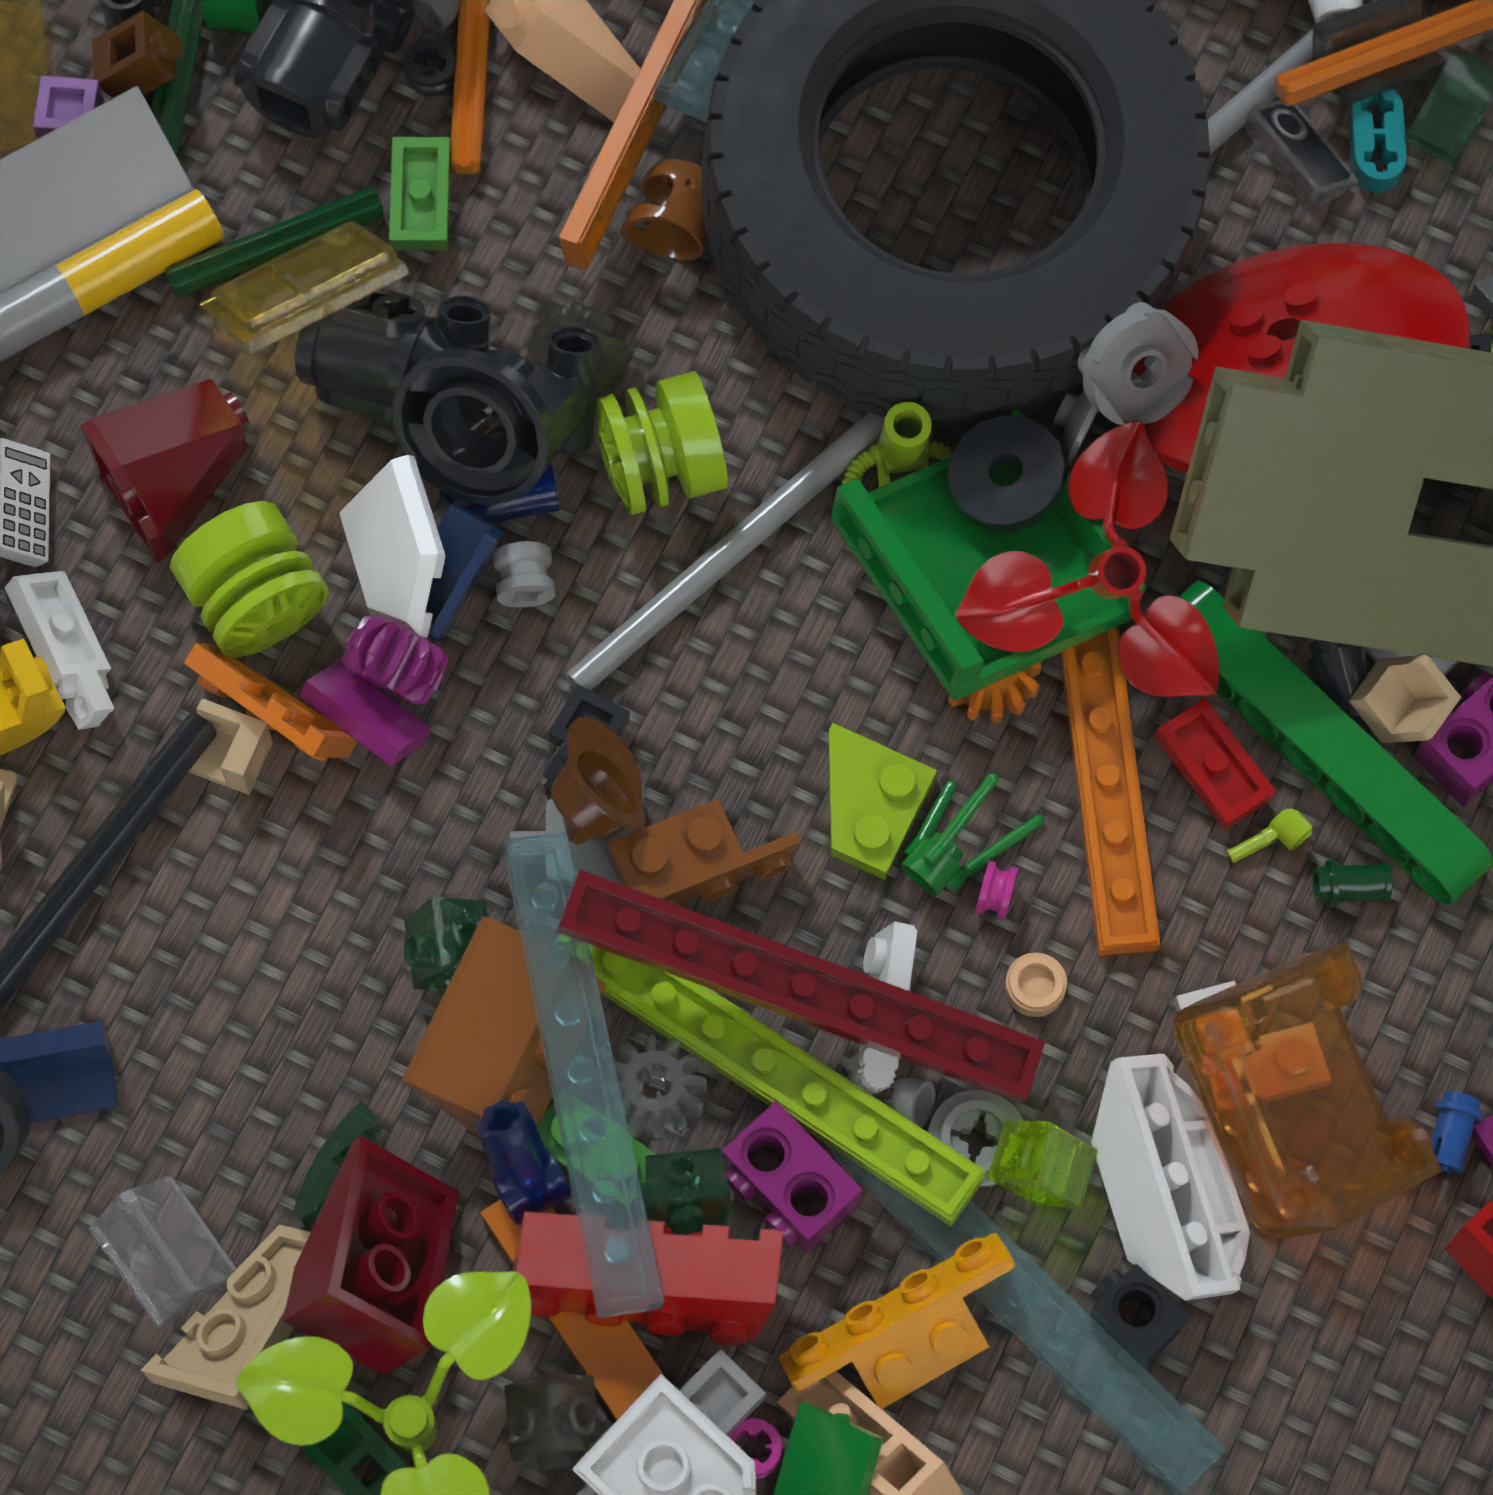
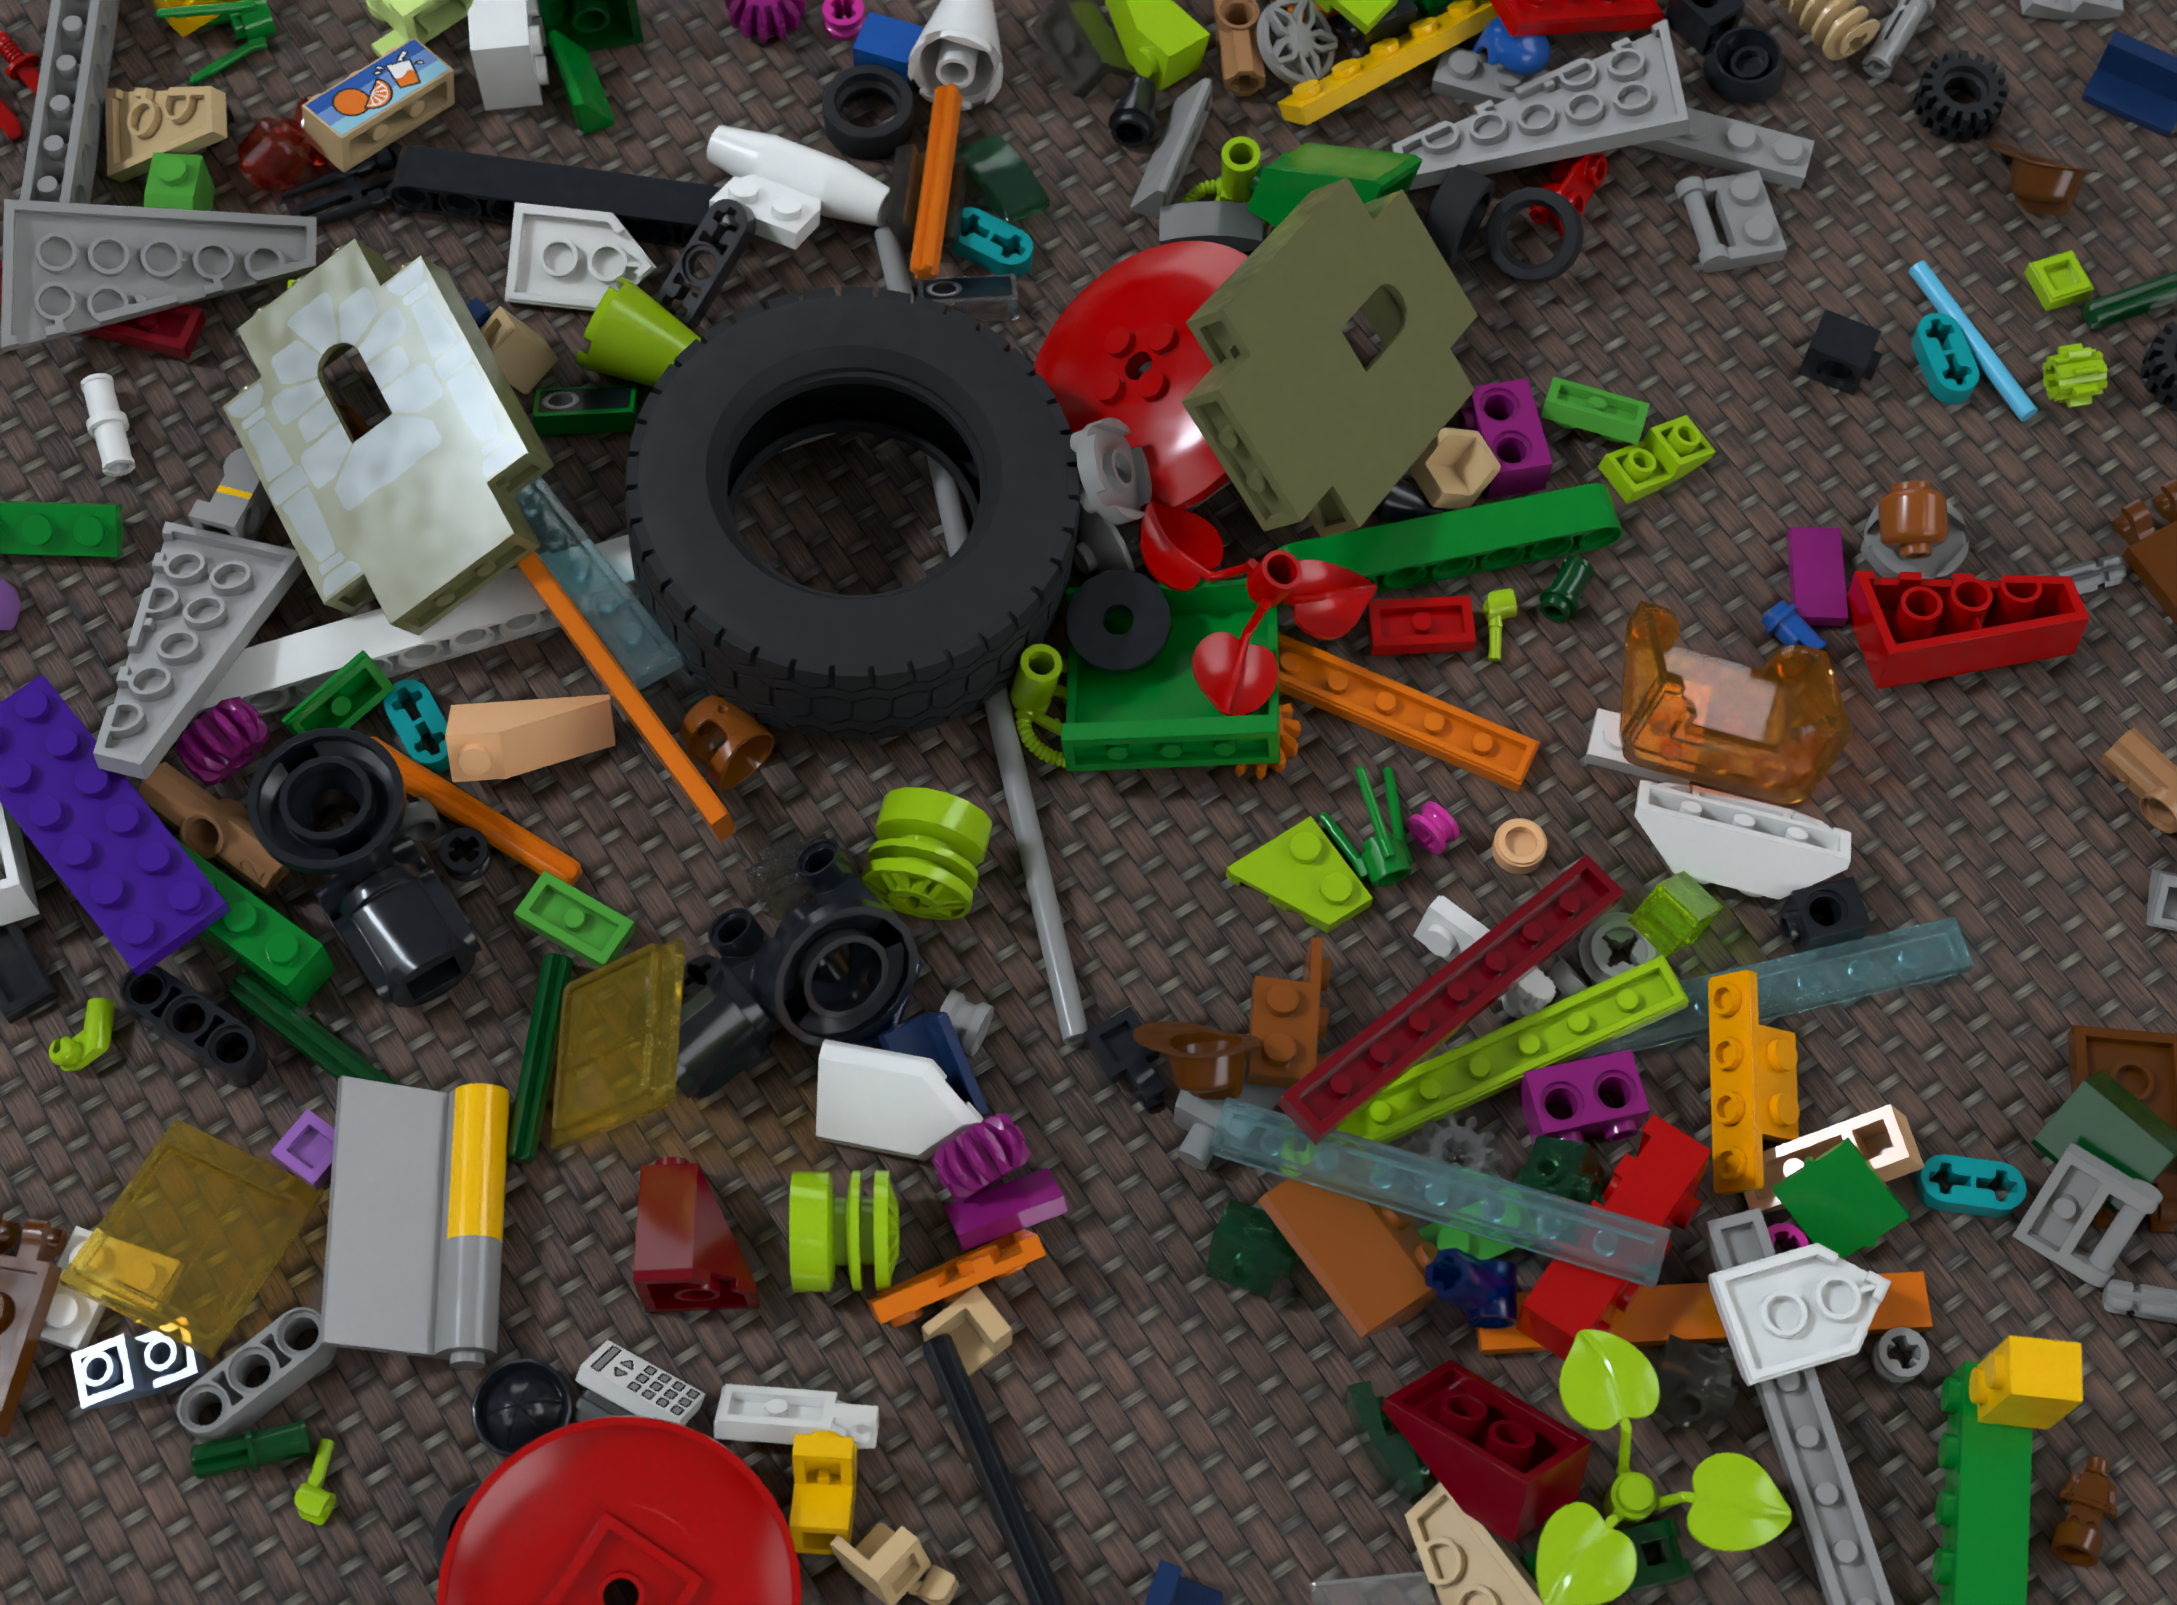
camera: 60 degrees left, 5 degrees down
(135, 54) = (303, 1070): reddish brown brick -> none

